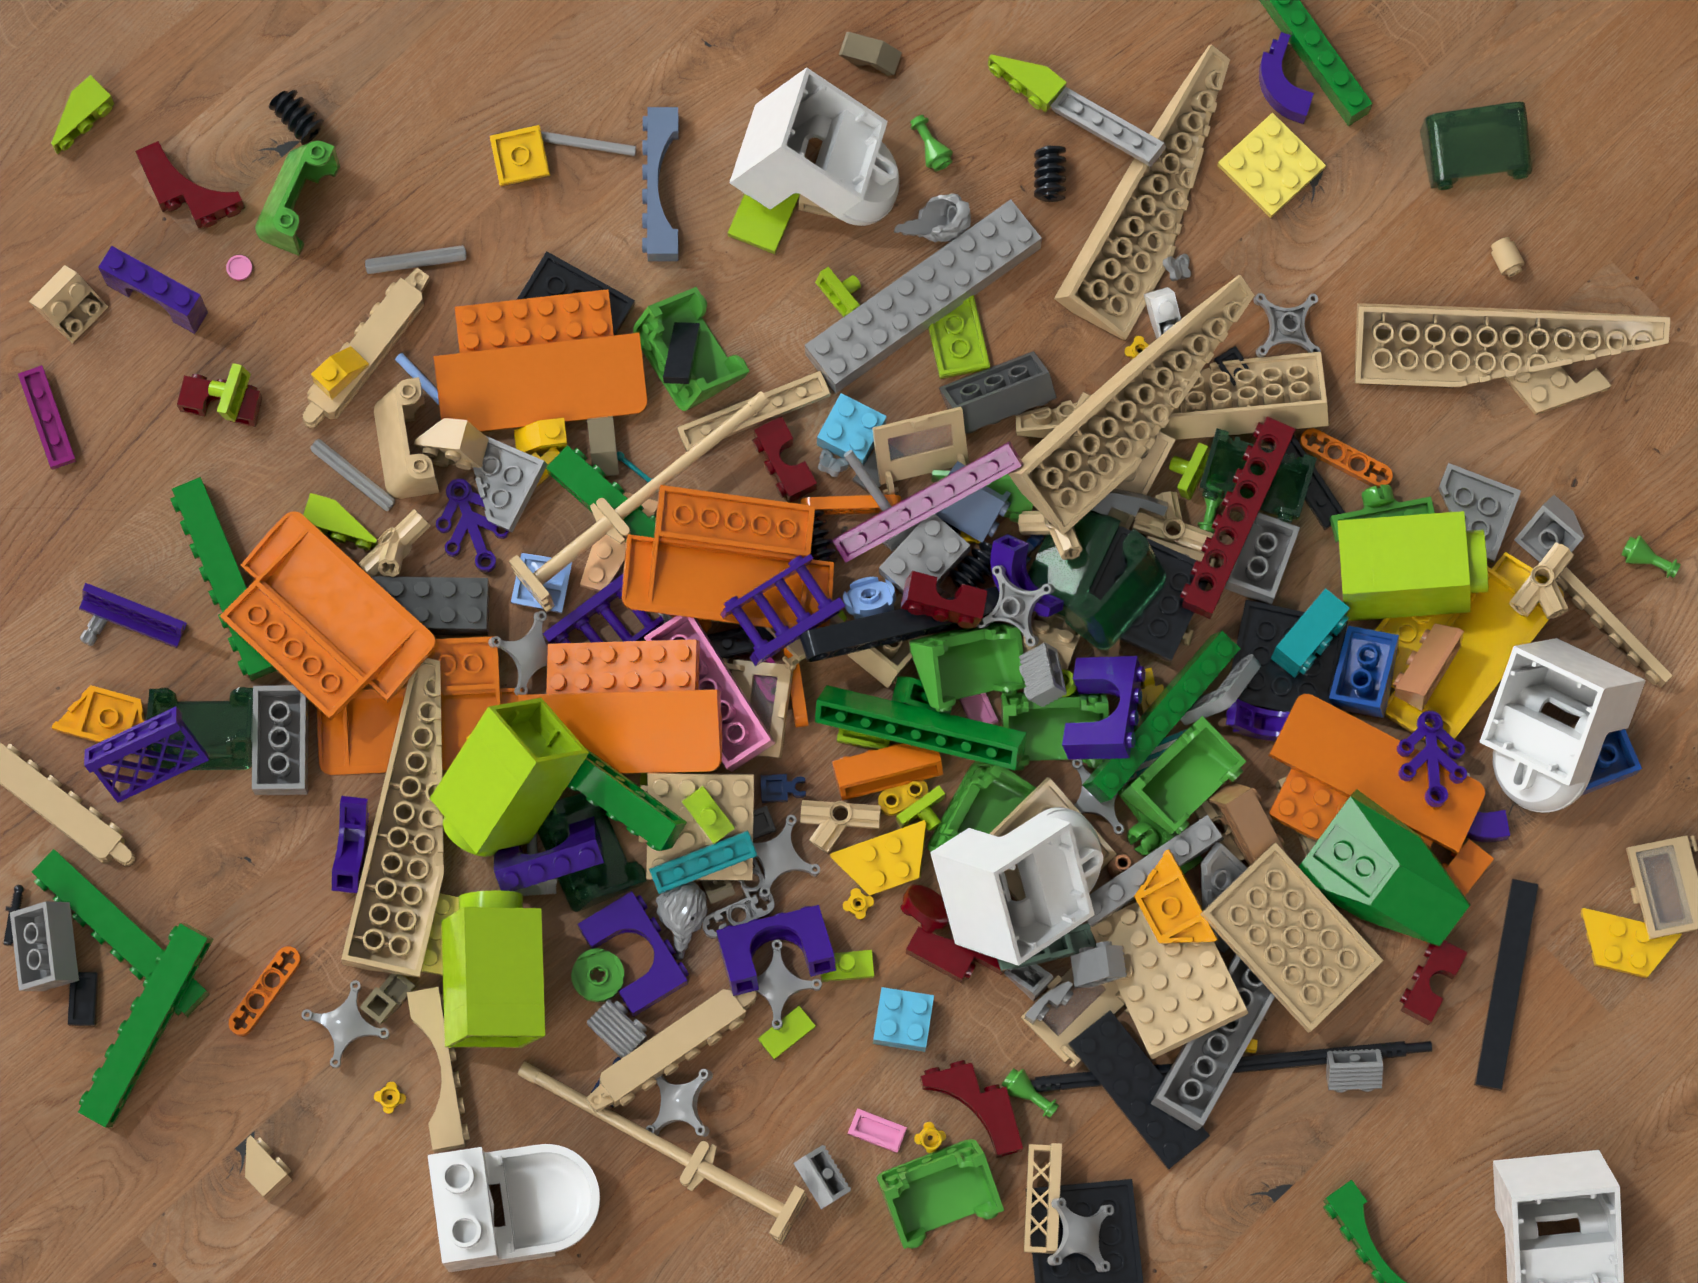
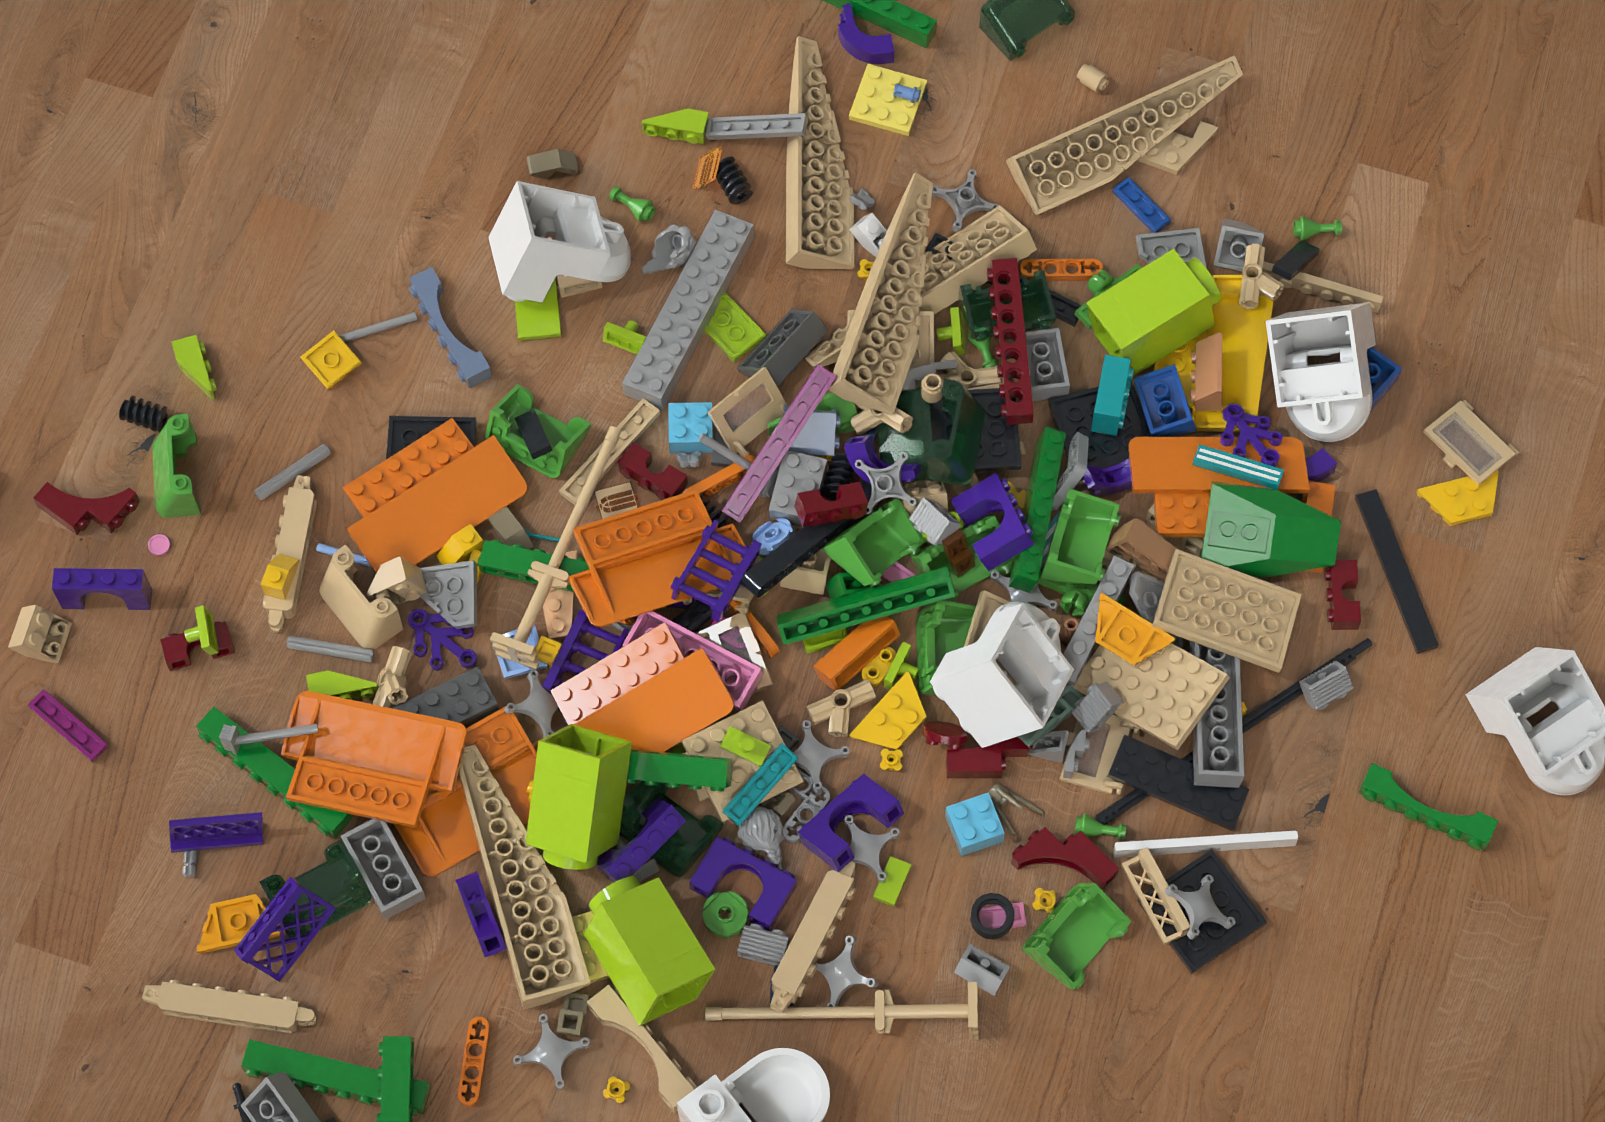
camera: 25 degrees left, 10 degrees down
(198, 527) = (232, 739): none -> light grey piece
(376, 77) = (191, 362): none -> lime slope
(568, 597) = (547, 650): none -> yellow panel
(731, 471) = (615, 499): none -> piece
(776, 788) = (783, 708): dark blue plate -> none
(851, 966) = (914, 807): lime tile -> none
(860, 1107) = (992, 898): none -> black tyre
(948, 1003) = (1001, 796): none -> dark tan plant
(1031, 145) = (707, 168): none -> clear orange piece
(1051, 720) = (958, 553): none -> reddish brown slope
(1122, 522) = (931, 388): none -> tan brick
(1129, 1169) = (1206, 843): none -> white tile
(1293, 171) = (907, 93): none -> medium blue pin
(1396, 787) = (1238, 467): none -> teal tile
(1475, 431) = (1141, 205): none -> blue tile
(1602, 584) = (1295, 260): none -> black tile

